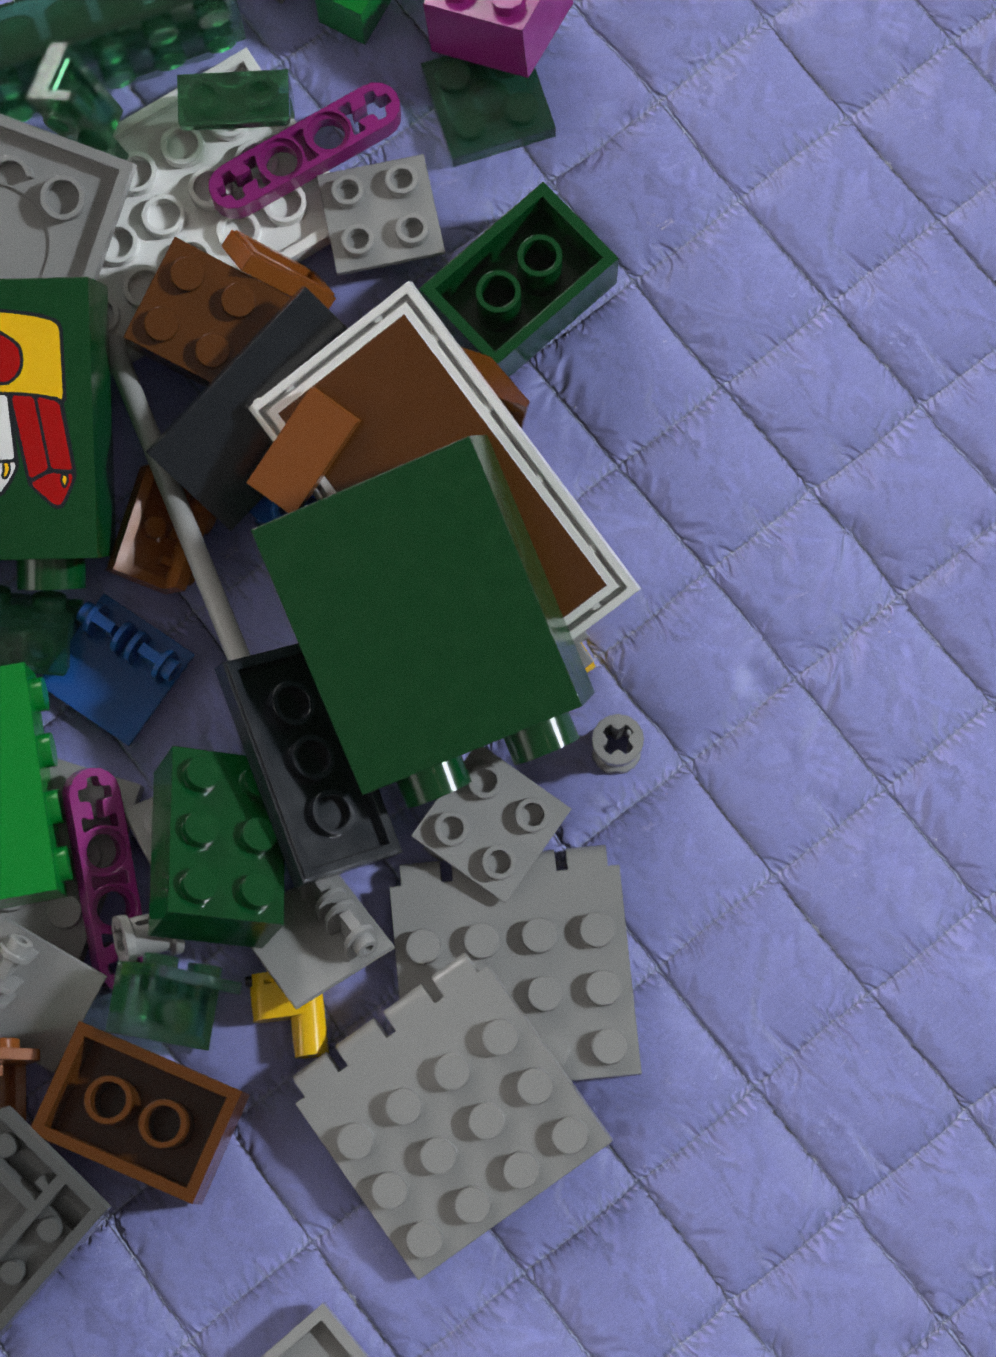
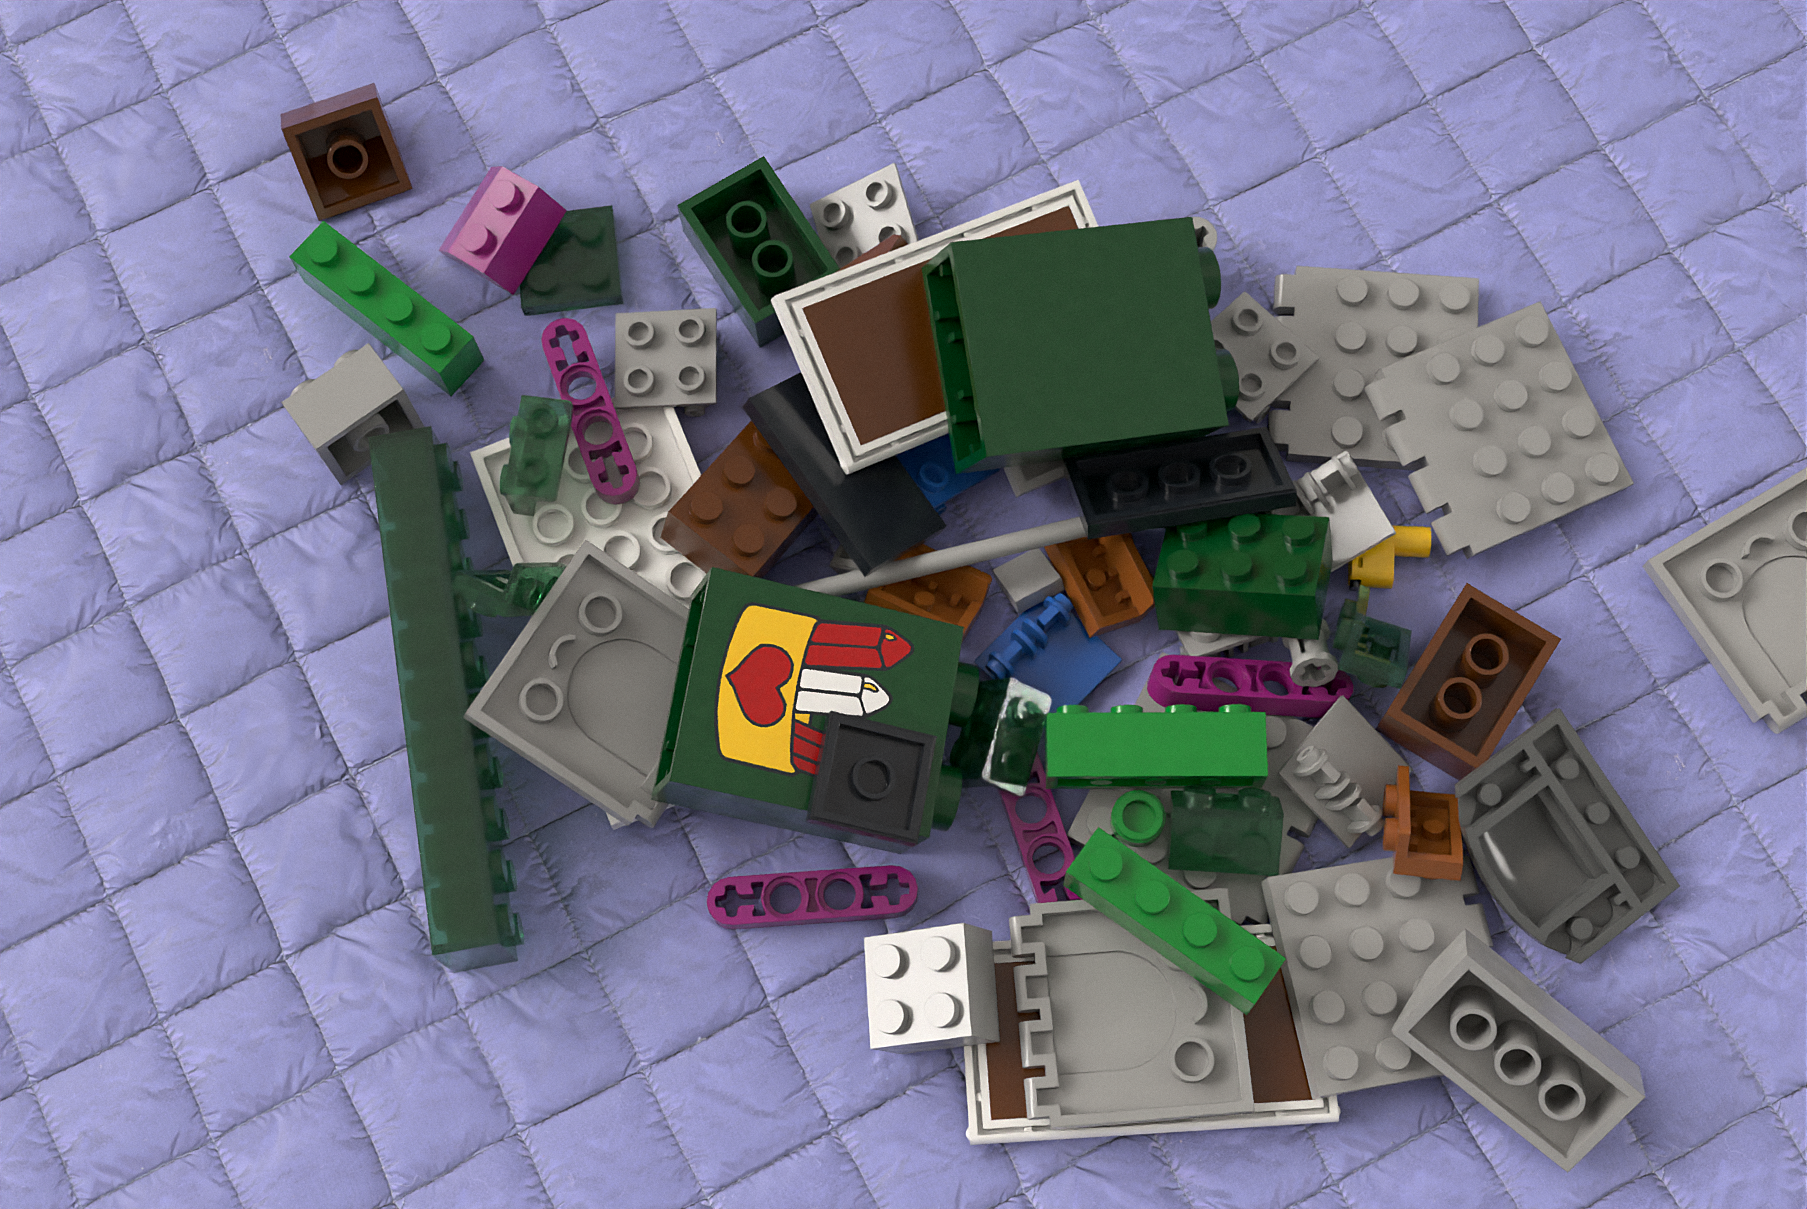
camera: 80 degrees left, 5 degrees down
(192, 634) = (1028, 580): none -> light grey tile
(194, 710) = (1104, 581): none -> dark orange bracket
(274, 267) = (706, 447): dark orange tile -> none
(303, 451) = (902, 427): dark orange tile -> none
(579, 393) = (864, 215): none -> light grey hinge

